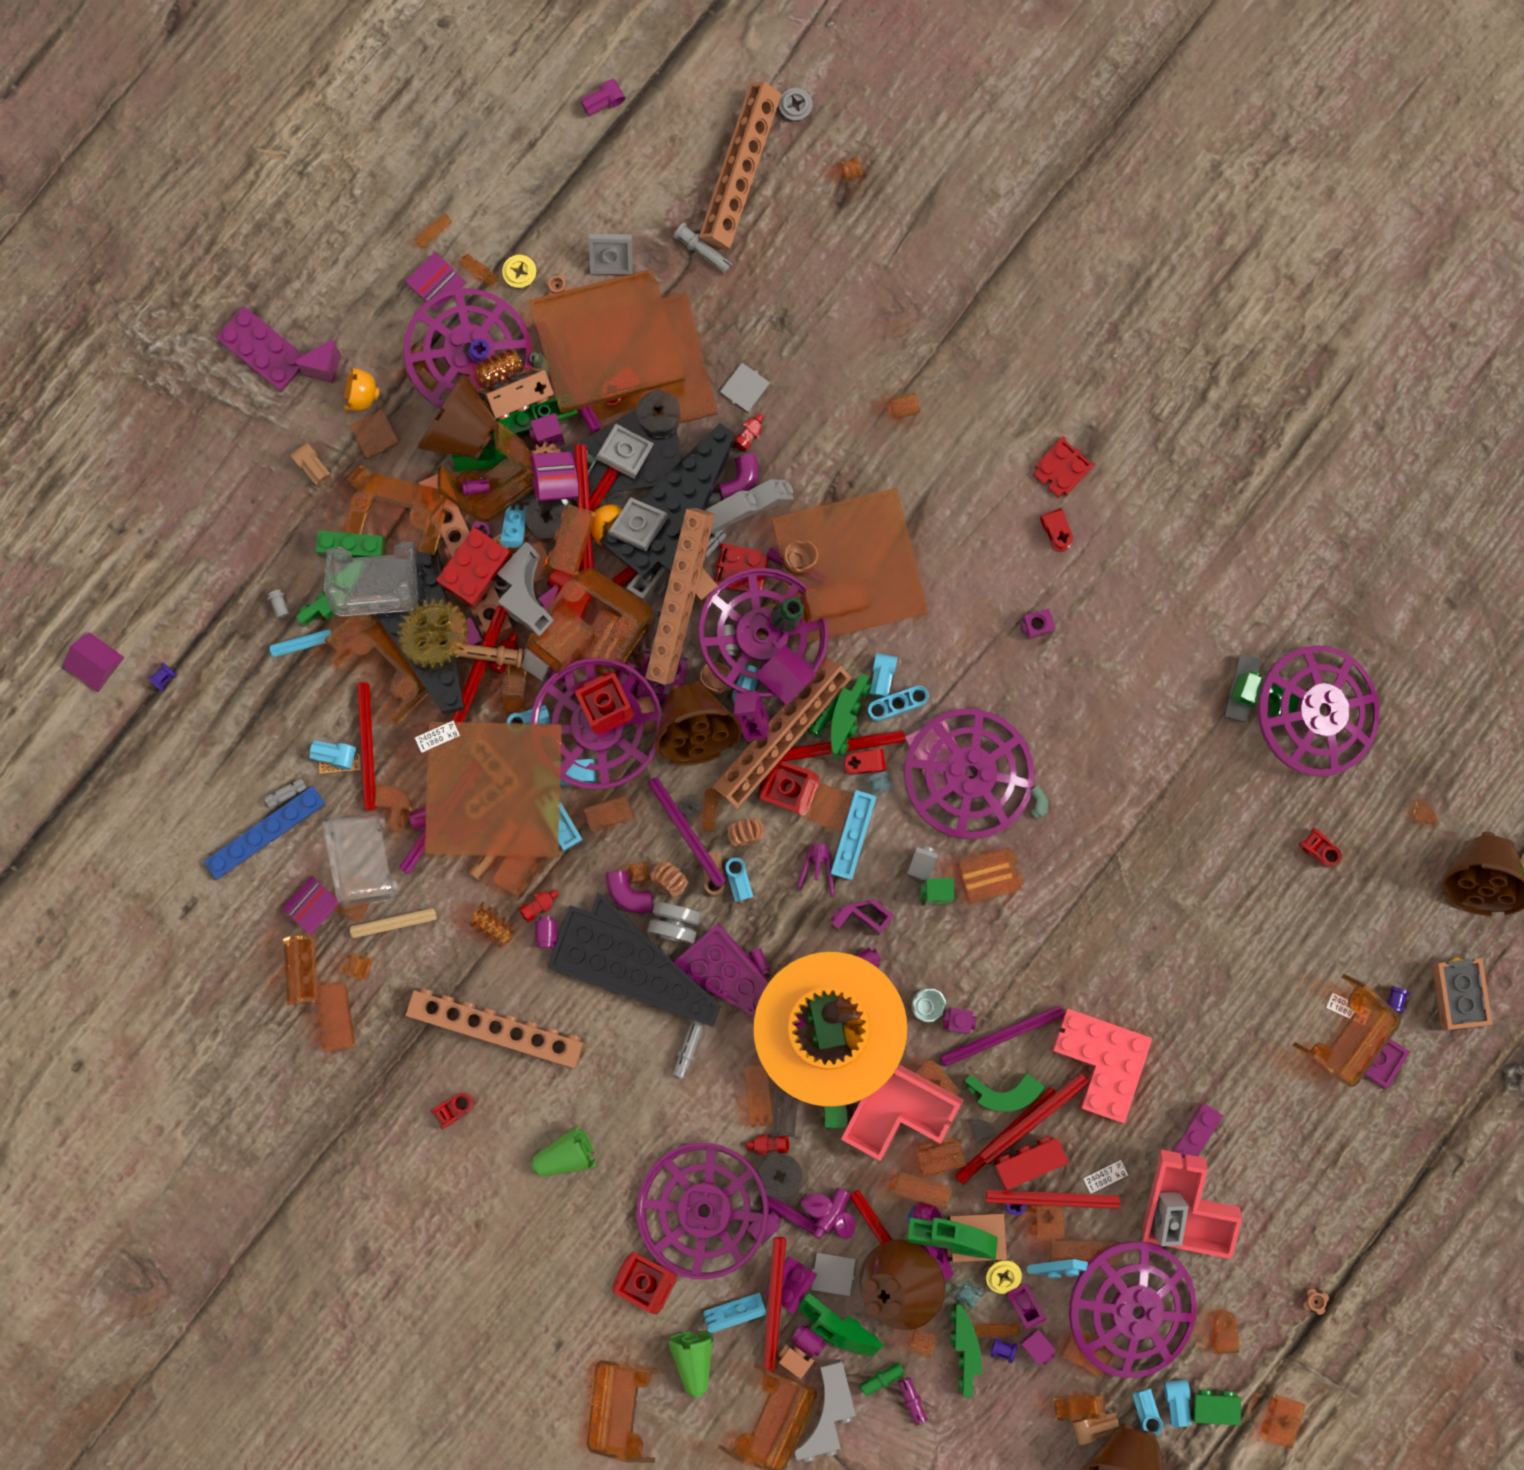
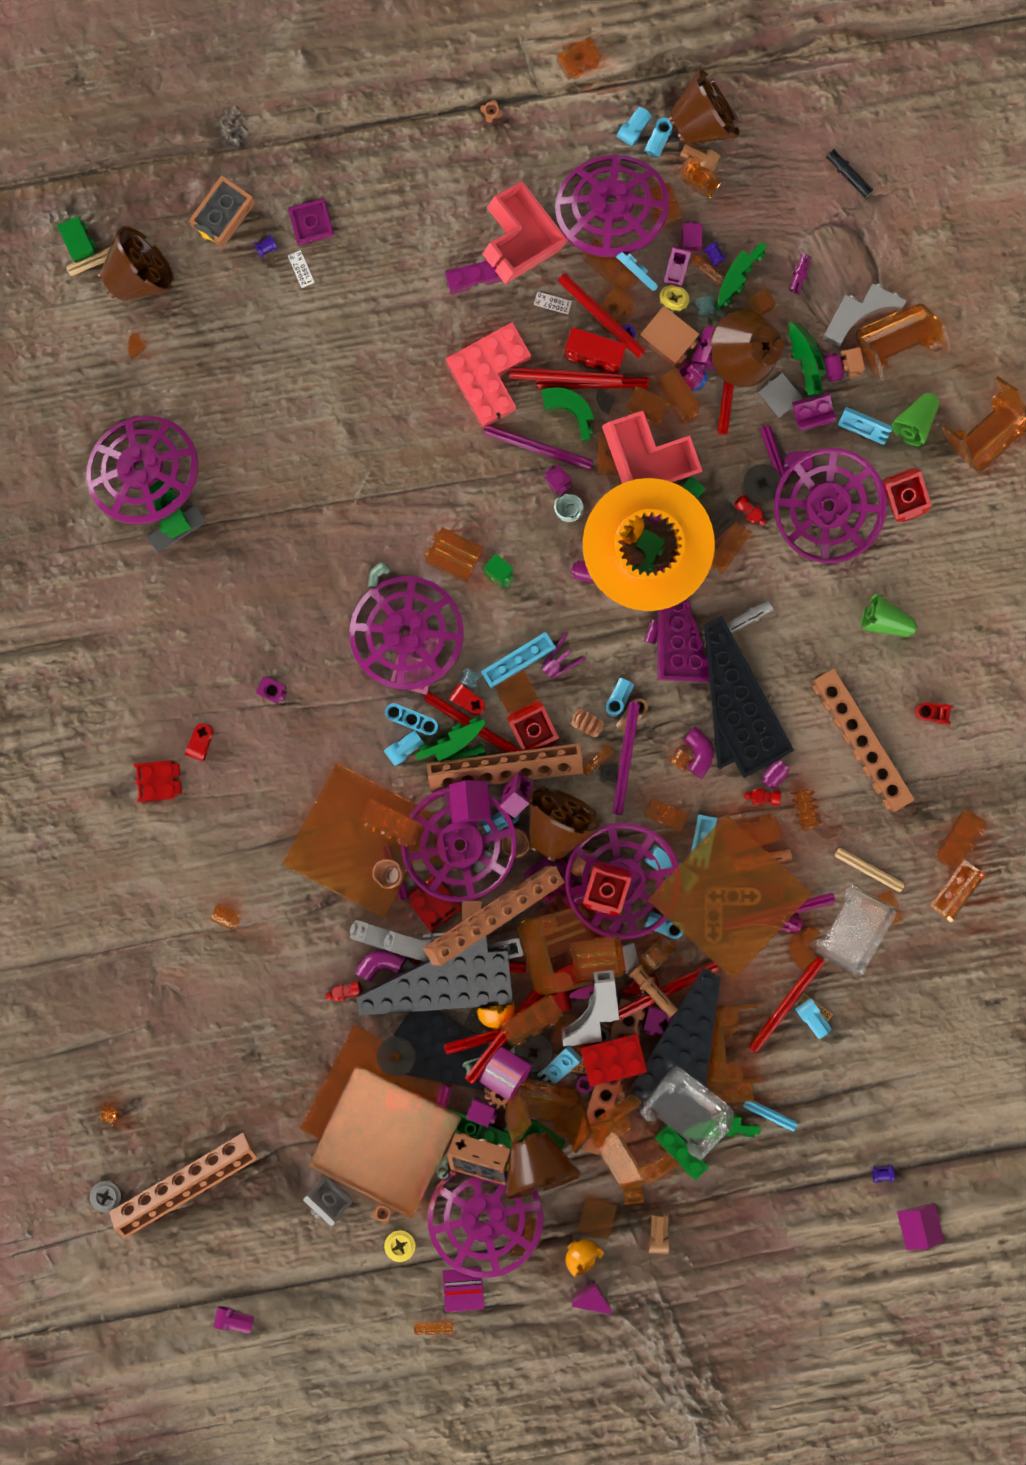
camera: 140 degrees left, 5 degrees up
(261, 348) = (622, 1348): magenta plate -> none
(264, 832) = (903, 1005): blue plate -> none
(278, 603) = (763, 1155): light grey pin -> none
(285, 793) = (867, 1020): light grey axle -> none
(311, 905) = (914, 928): magenta slope -> none
(358, 966) = (917, 860): clear orange tile -> none
(433, 632) = (668, 1049): clear yellow gear -> none
(437, 736) = (737, 964): white sticker -> none
(475, 486) = (562, 1117): magenta pin -> none
(479, 269) = (425, 1271): clear orange axle -> none
(484, 347) = (473, 1209): dark purple bush -> none
(497, 366) = (476, 1187): clear orange piece -> none
(624, 451) = (441, 1050): light grey tile -> none
(638, 524) = (477, 990): light grey tile -> none
(669, 879) = (665, 736): nougat gear -> none
(673, 926) = (685, 705): light grey wheel -> none
(693, 242) = (264, 1159): light grey pin -> none
(745, 387) = (319, 1026): light grey piece -> none
(774, 1302) = (834, 408): red axle -> none
(783, 619) = (438, 844): plant -> none
(830, 1213) = (749, 433): magenta plant -> none
(841, 915) = (573, 612): magenta piece -> none
(882, 1379) = (807, 303): green pin -> none
(922, 863) = (491, 600): light grey slope -> none
(953, 1235) = (686, 346): green slope -> none
(1170, 1219) = (538, 237): light grey brick -> none
(1216, 1408) = (613, 102): green brick -> none
(1225, 1336) = (567, 140): clear orange piece -> none
(1320, 847) = (223, 386): red piece -> none
(1360, 1038) = (314, 242): clear orange windscreen -> none

